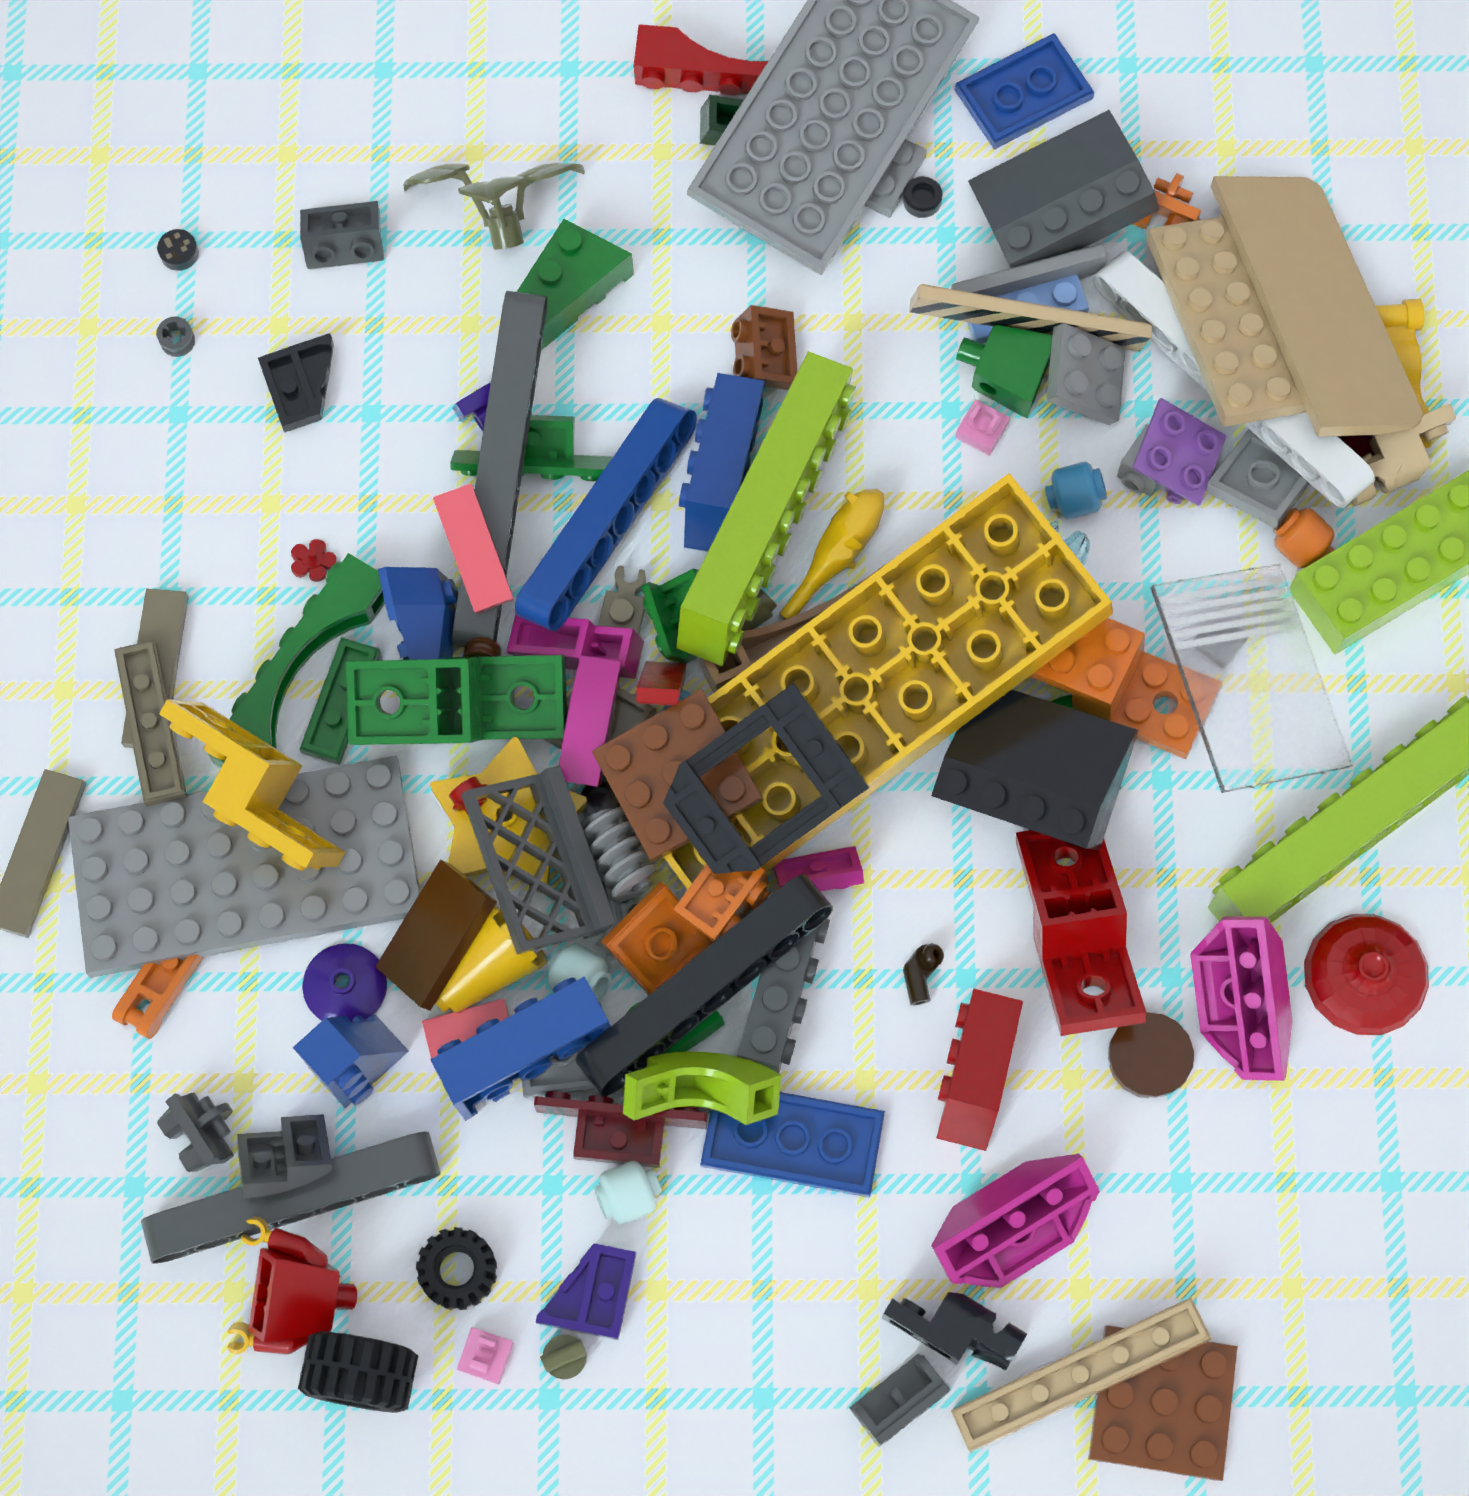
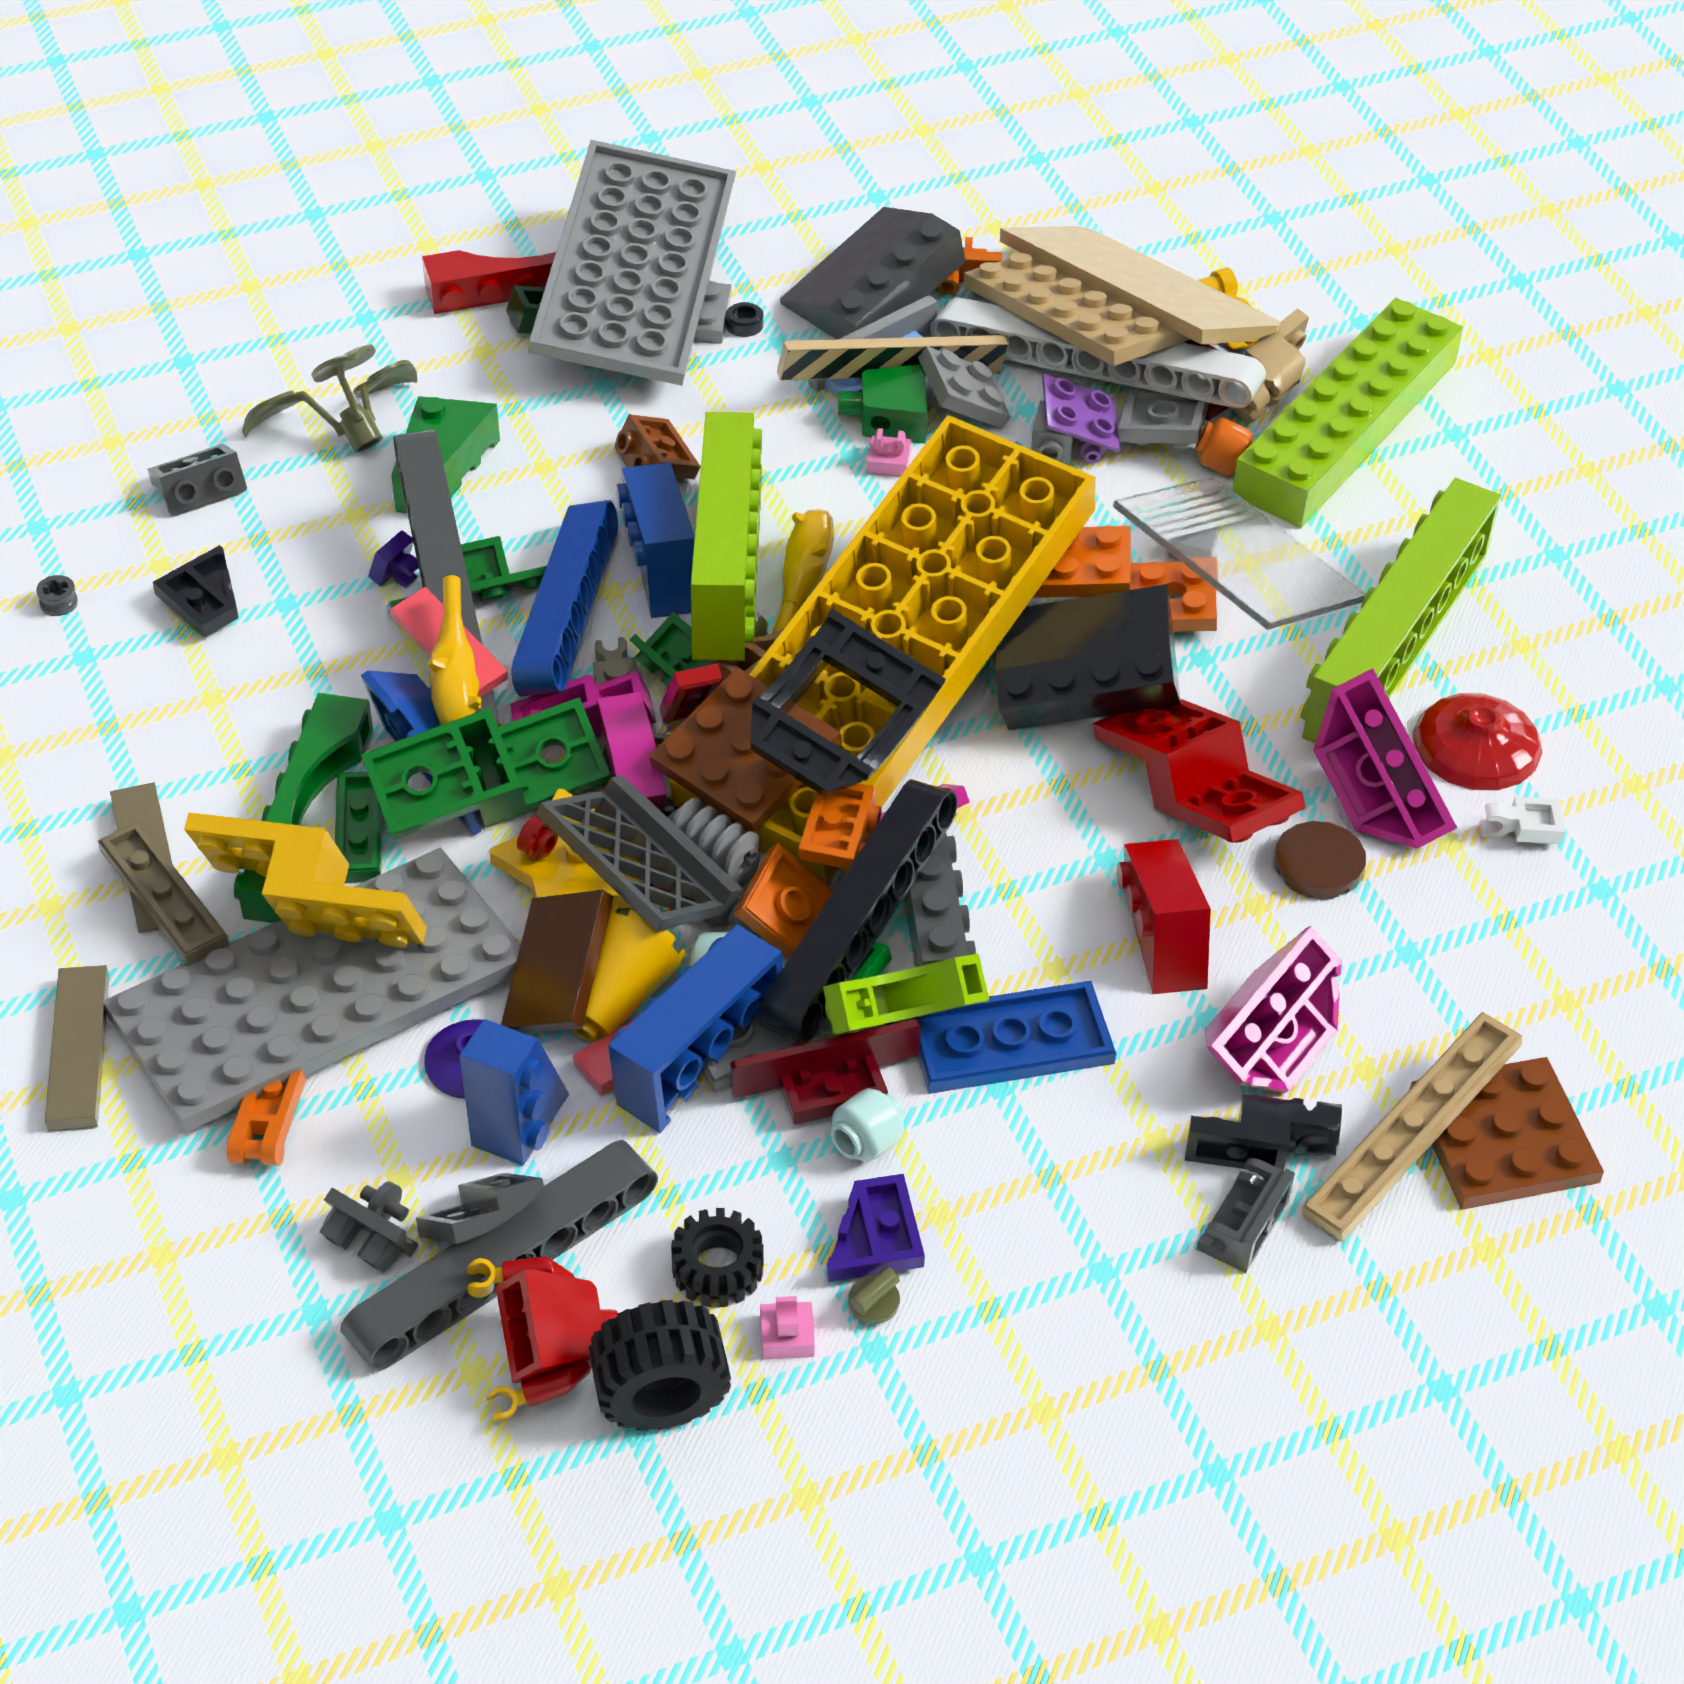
camera: 25 degrees left, 25 degrees down
(177, 249) = (31, 532): black tile -> none
(312, 560) = (277, 726): red plant -> none
(460, 587) = (452, 662): none -> yellow piece
(918, 969) = (1059, 862): dark brown arm -> none
(1024, 91) = (796, 231): blue tile -> none
(1362, 1088) = (1529, 817): none -> white plate

